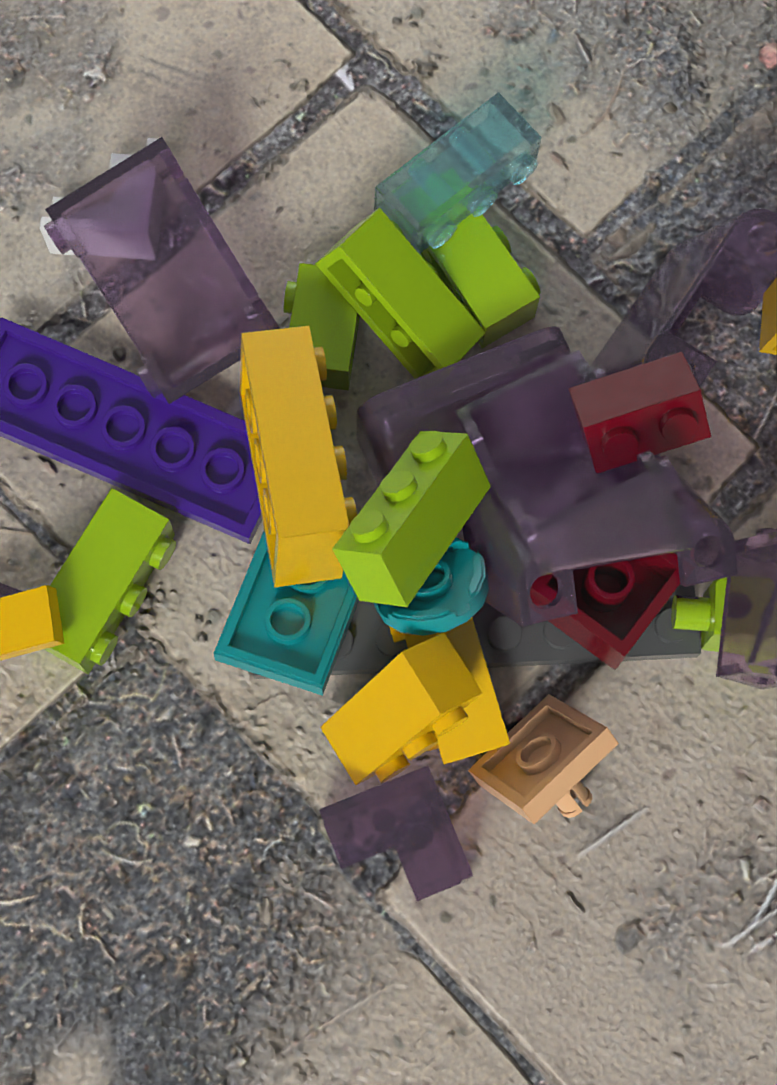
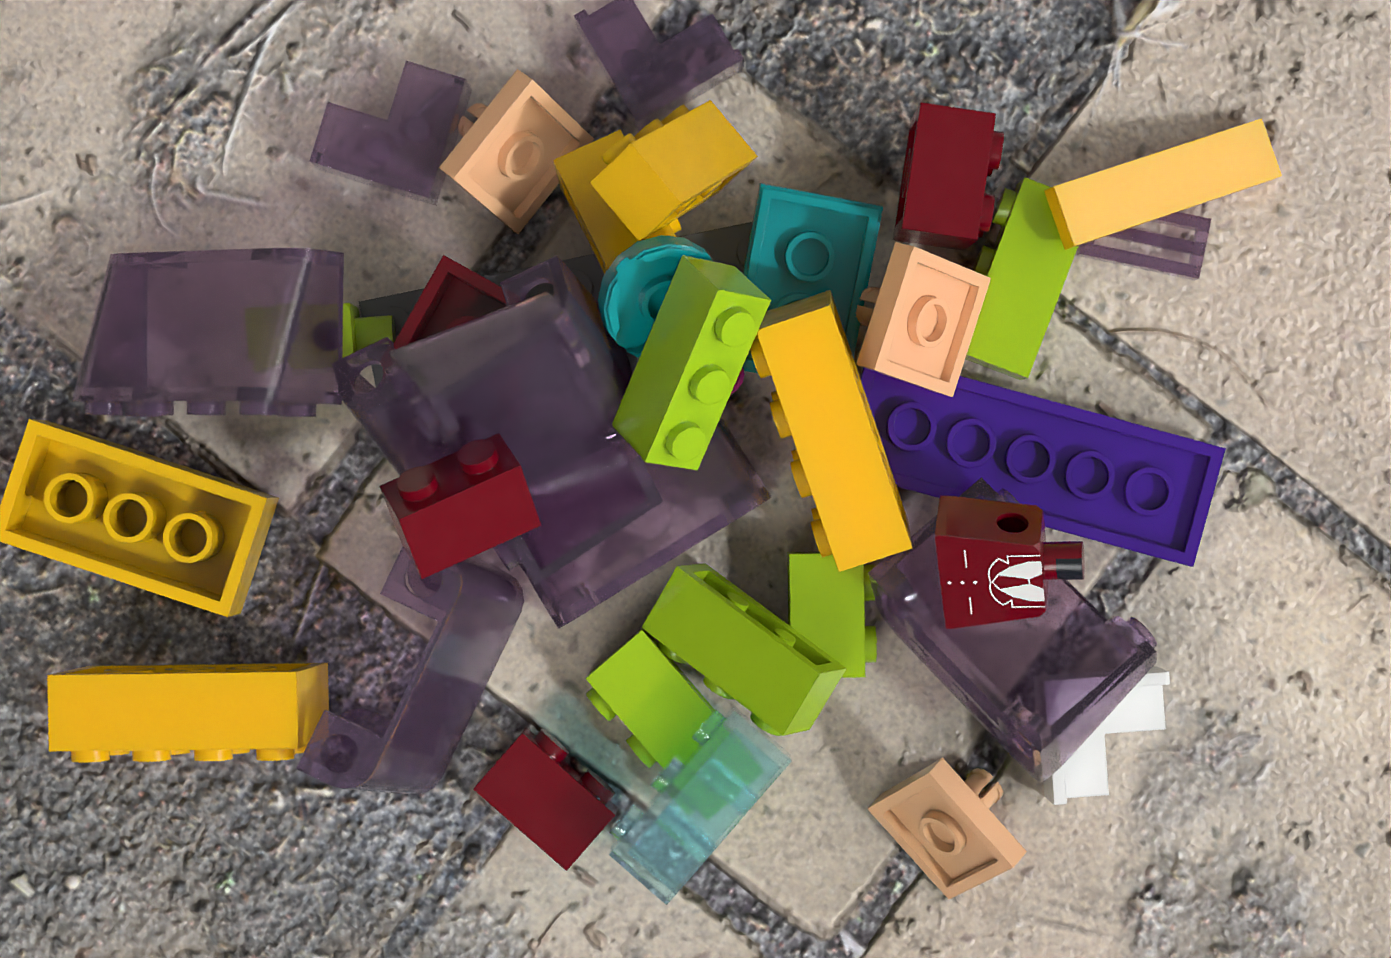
camera: 175 degrees right, 15 degrees up
(151, 671) = (946, 177): none -> dark red brick
(166, 322) = (998, 561): none -> dark red torso
(199, 540) = (921, 319): none -> light nougat tile
(249, 139) = (949, 826): none -> light nougat tile
(584, 216) = (548, 796): none -> dark red brick
(646, 775) = (406, 148): none -> clear purple panel

